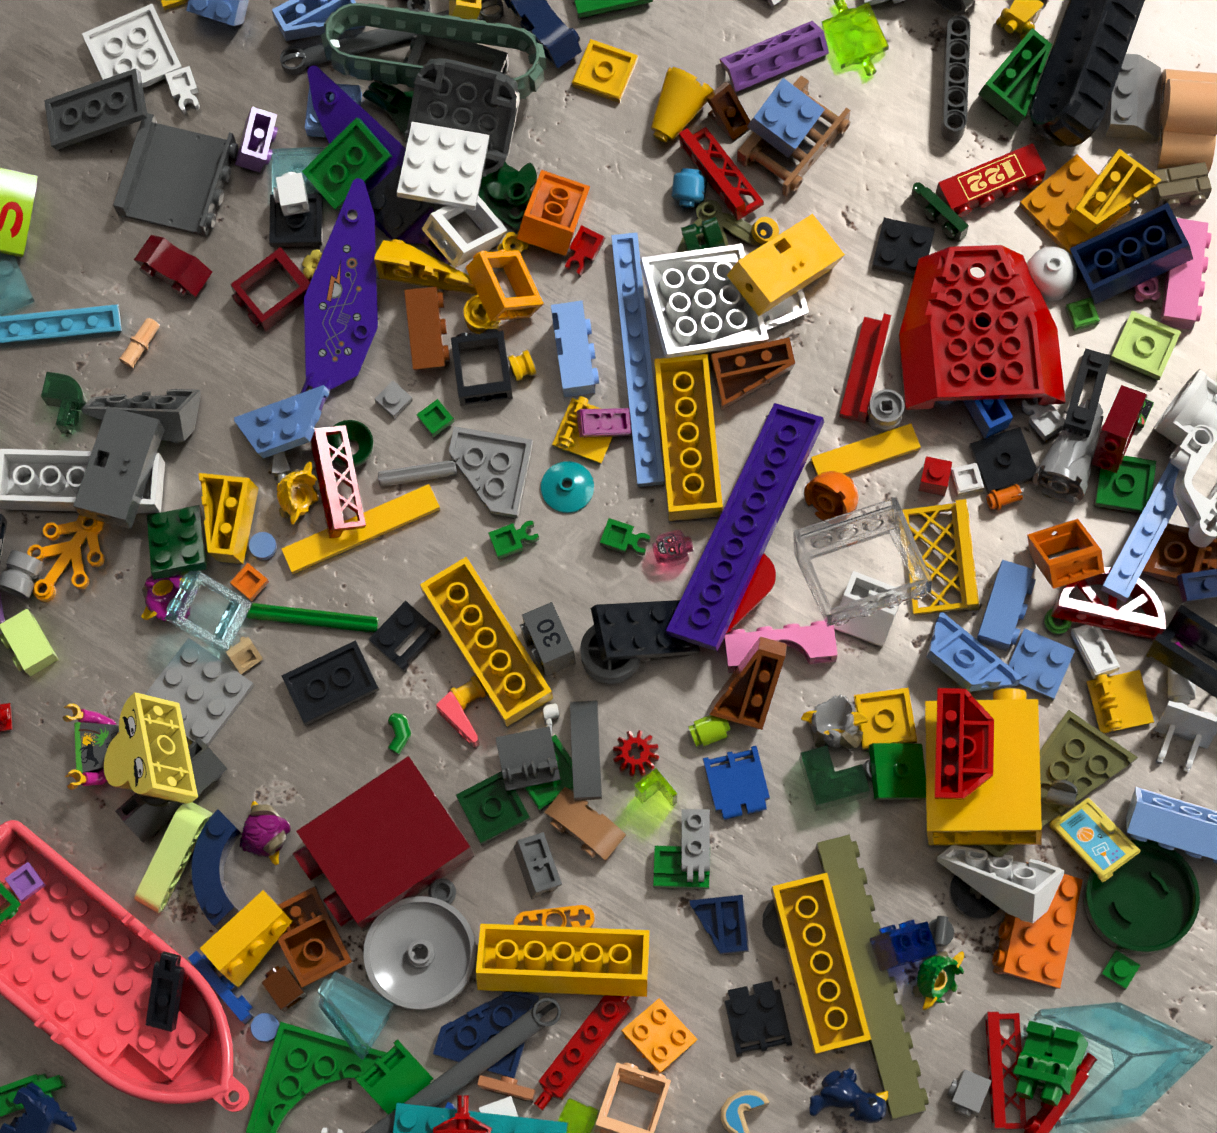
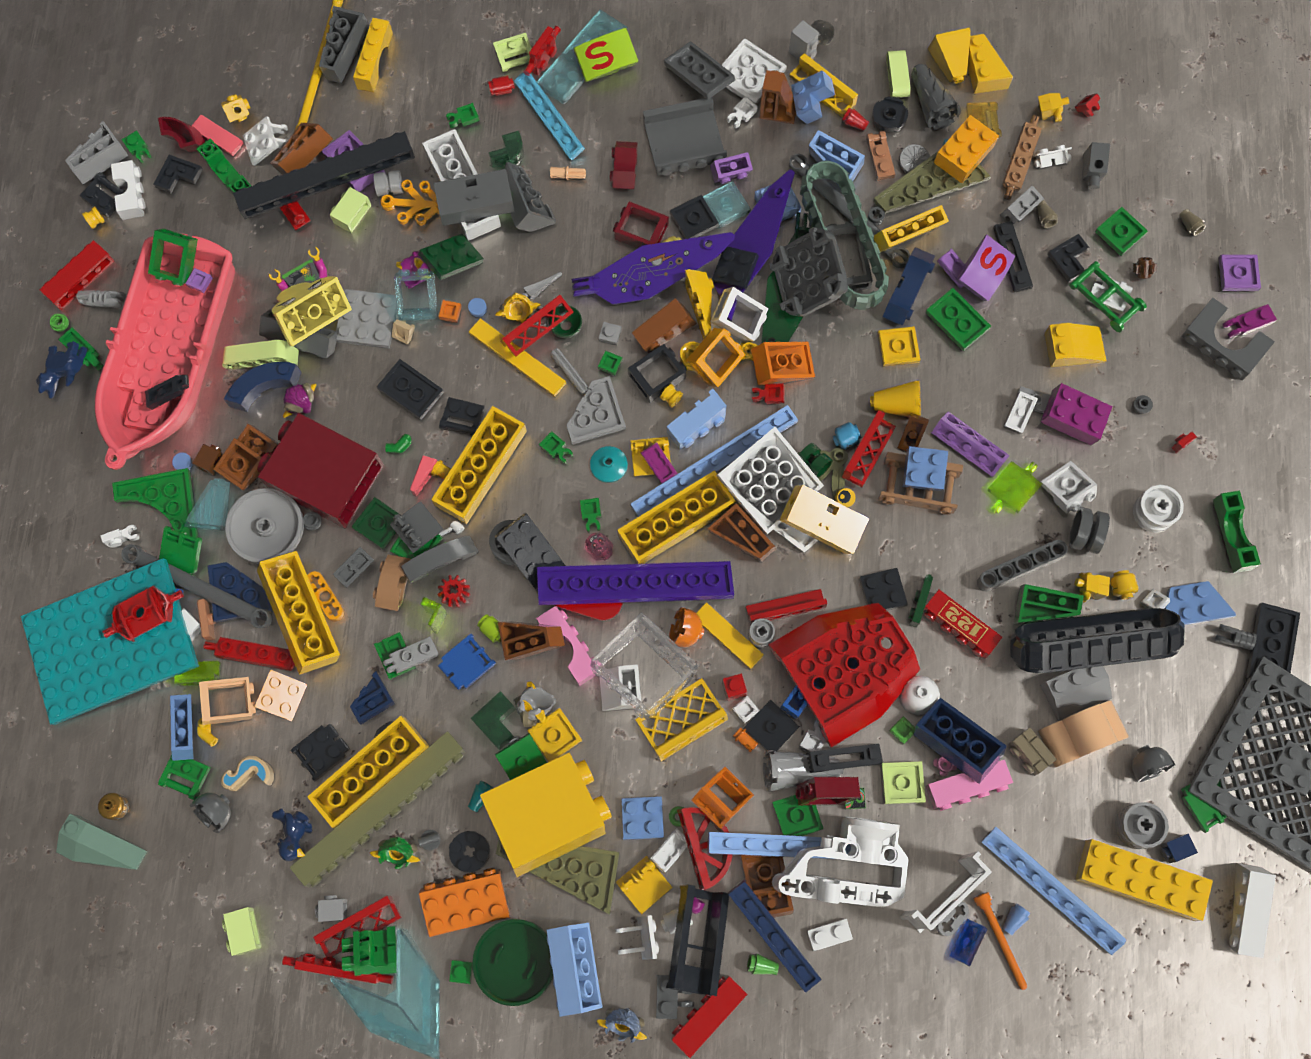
camera: 60 degrees right, 0 degrees up
(195, 38) = (777, 98): none -> dark orange wedge
(223, 987) = (193, 424): blue plate -> none
(228, 515) = (482, 277): yellow wedge -> none
(246, 938) = (222, 420): yellow wedge -> none
(283, 422) = (556, 276): medium blue wing -> none
(291, 193) = (706, 204): white brick -> none
(313, 617) = (446, 358): green axle -> none
(348, 157) = (747, 224): green plate -> none
(443, 166) = (769, 278): white plate -> none
(512, 182) = (789, 328): dark green plate -> none
(549, 640) = (498, 499): dark grey brick -> none
(903, 945) = (405, 819): clear blue brick -> none
(915, 844) = (476, 801): none -> teal cone
(962, 744) = (541, 788): red wedge -> none
(967, 659) = (618, 767): medium blue wing -> none
(1006, 605) = (670, 776): medium blue brick -> none
(1012, 885) = (477, 868): white wedge -> none
(1057, 197) = (978, 688): light orange plate -> none
(1062, 793) = (556, 874): dark grey plate -> none
(1087, 832) = (540, 905): door -> none
(1113, 189) = (996, 705): yellow wedge -> none

